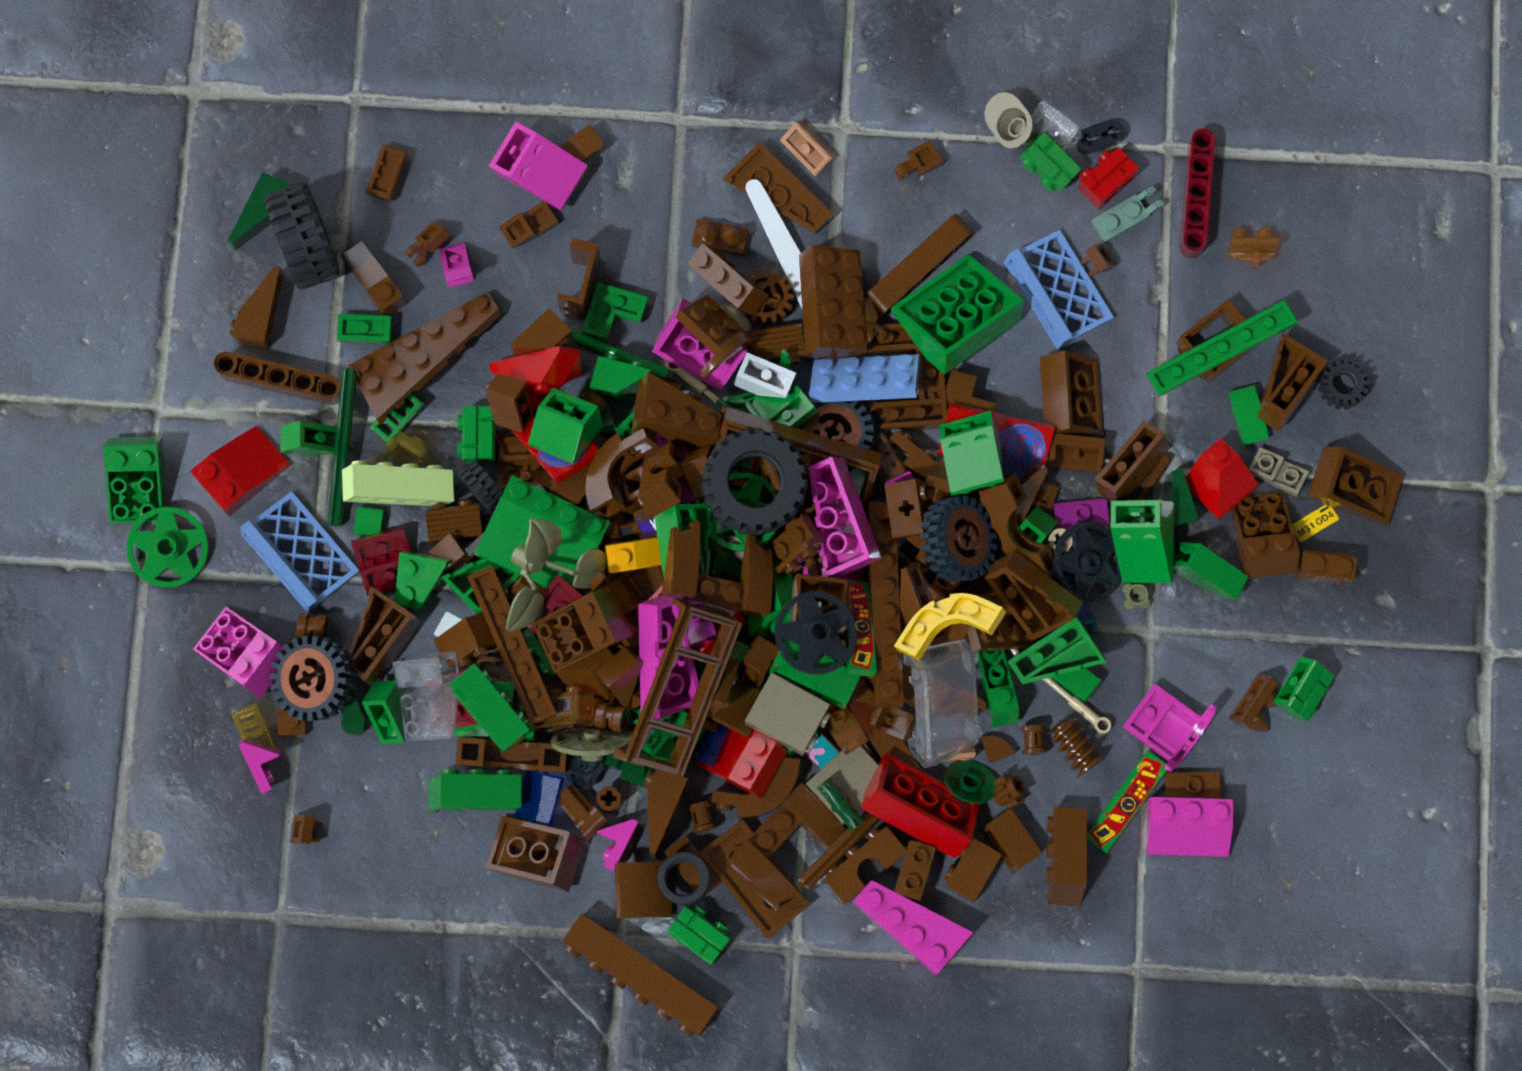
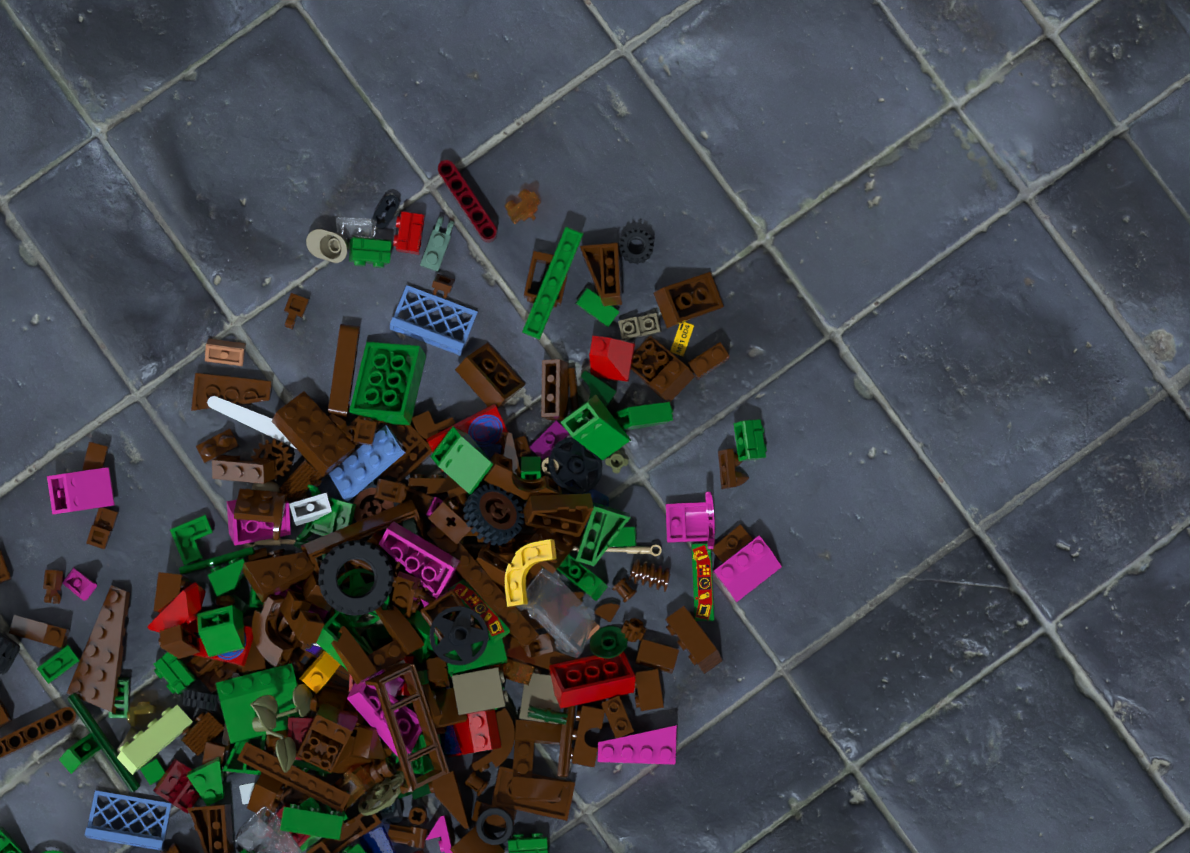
camera: 40 degrees left, 5 degrees up
(240, 469) = (56, 802): red slope -> none
(585, 254) = (155, 518): reddish brown panel -> none
(822, 752) = (514, 692): teal tile -> none
(866, 426) = (390, 491): none -> reddish brown bracket
(891, 342) = (365, 431): none -> reddish brown bracket
(1076, 453) = (518, 408): reddish brown hinge -> none

